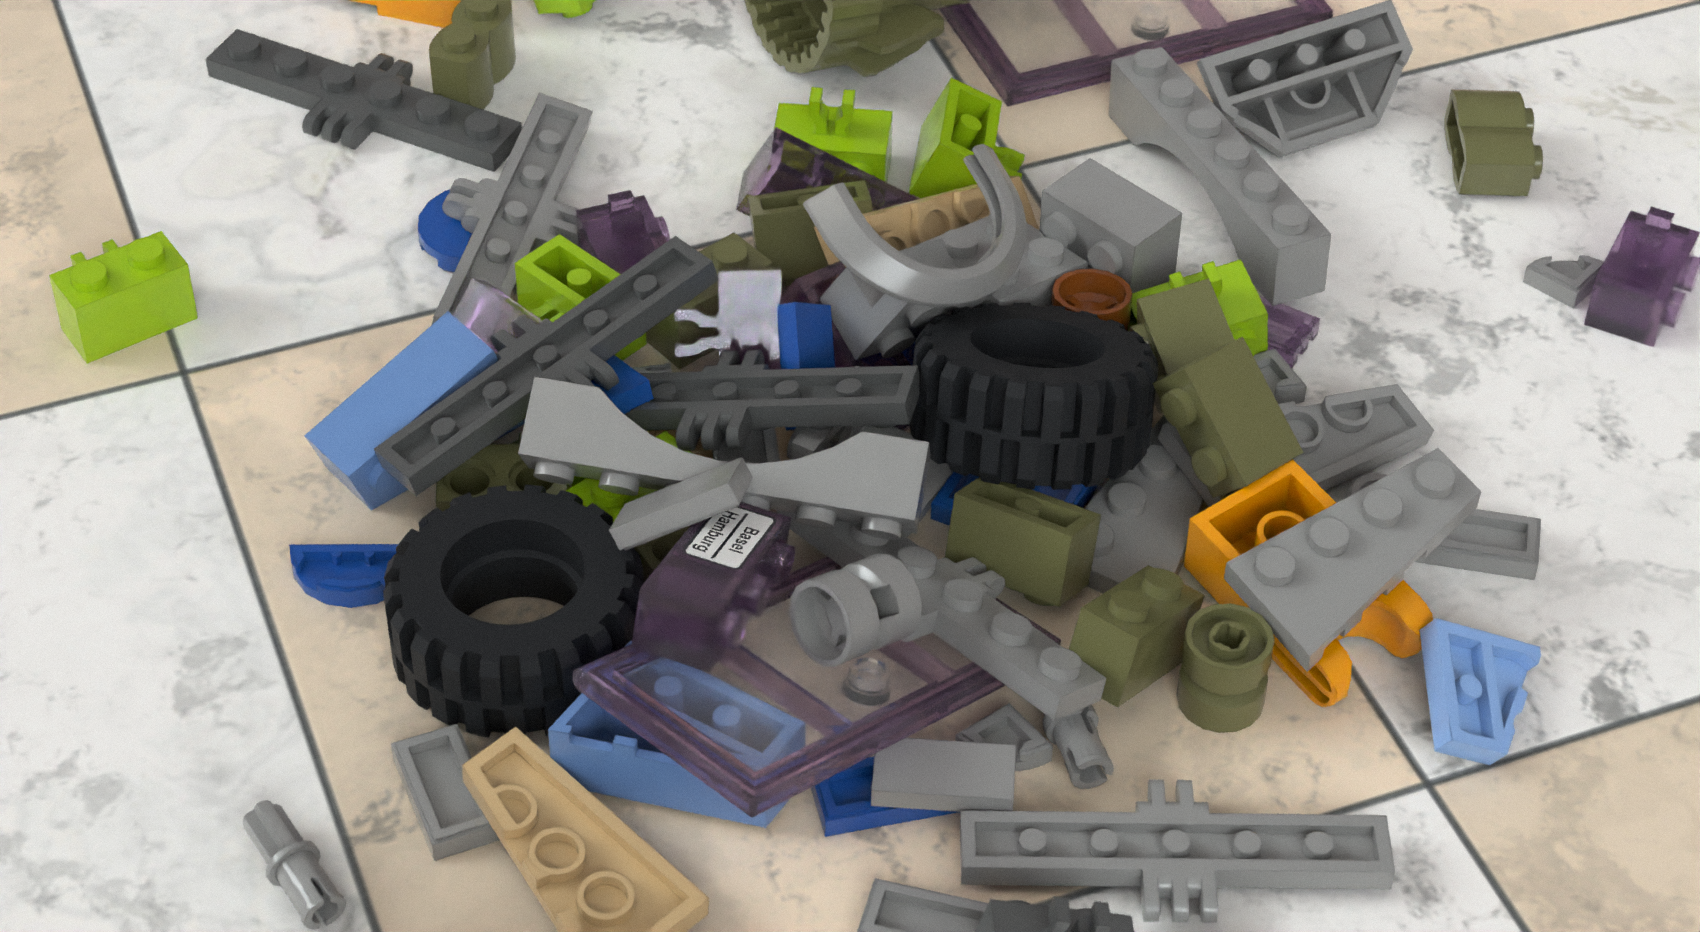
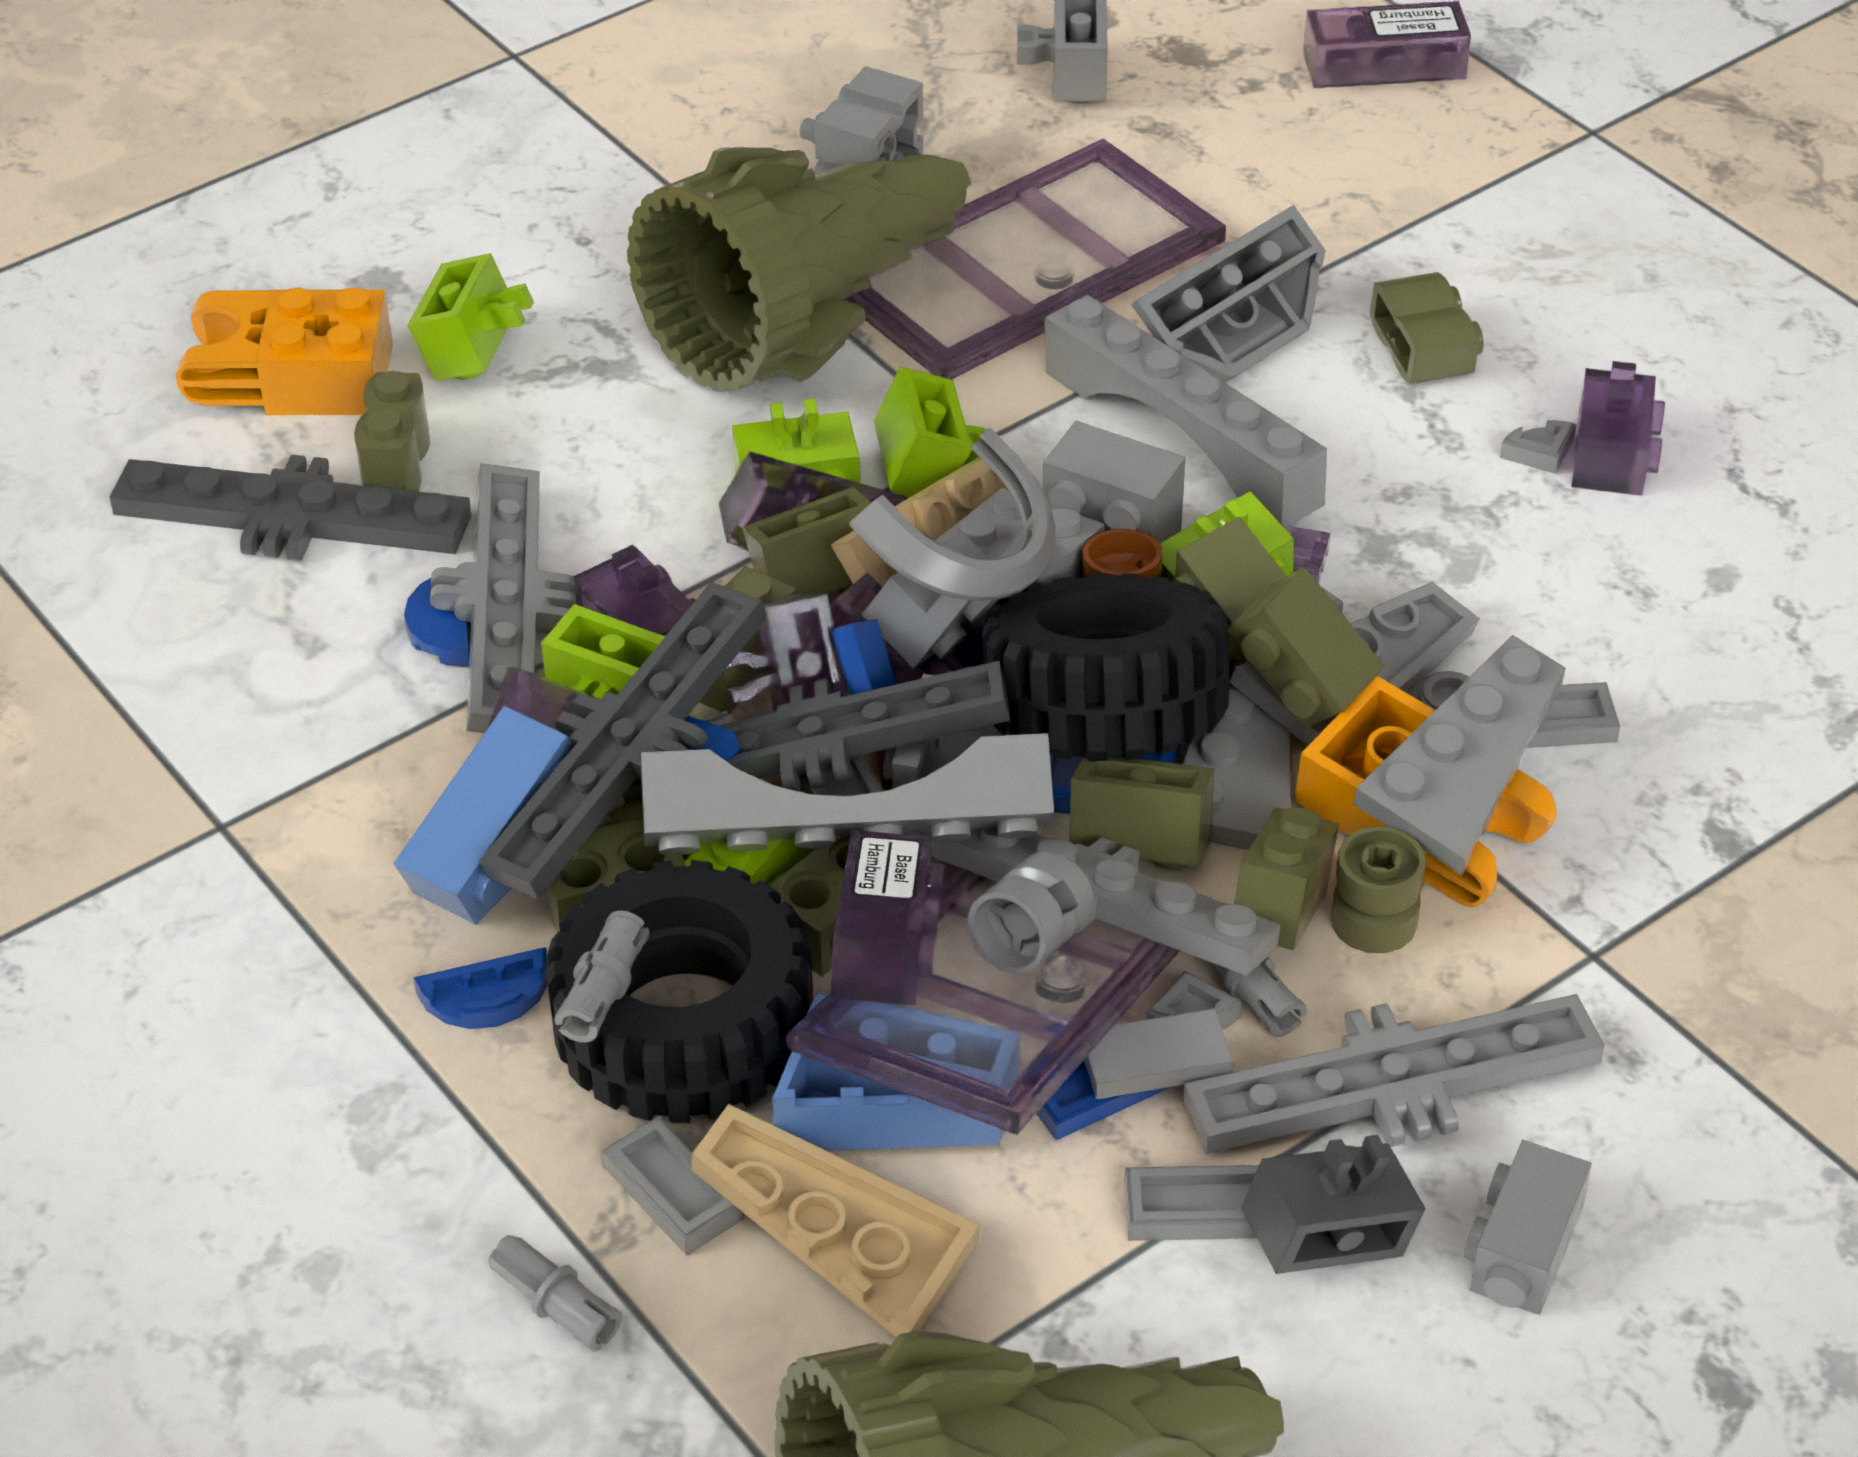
camera: 15 degrees left, 0 degrees up
(123, 295) = (133, 761): lime brick -> none
(425, 577) = (601, 976): none -> light grey pin
(681, 504) = (826, 847): light grey tile -> none
(1474, 688) = (1609, 857): light blue wing -> none

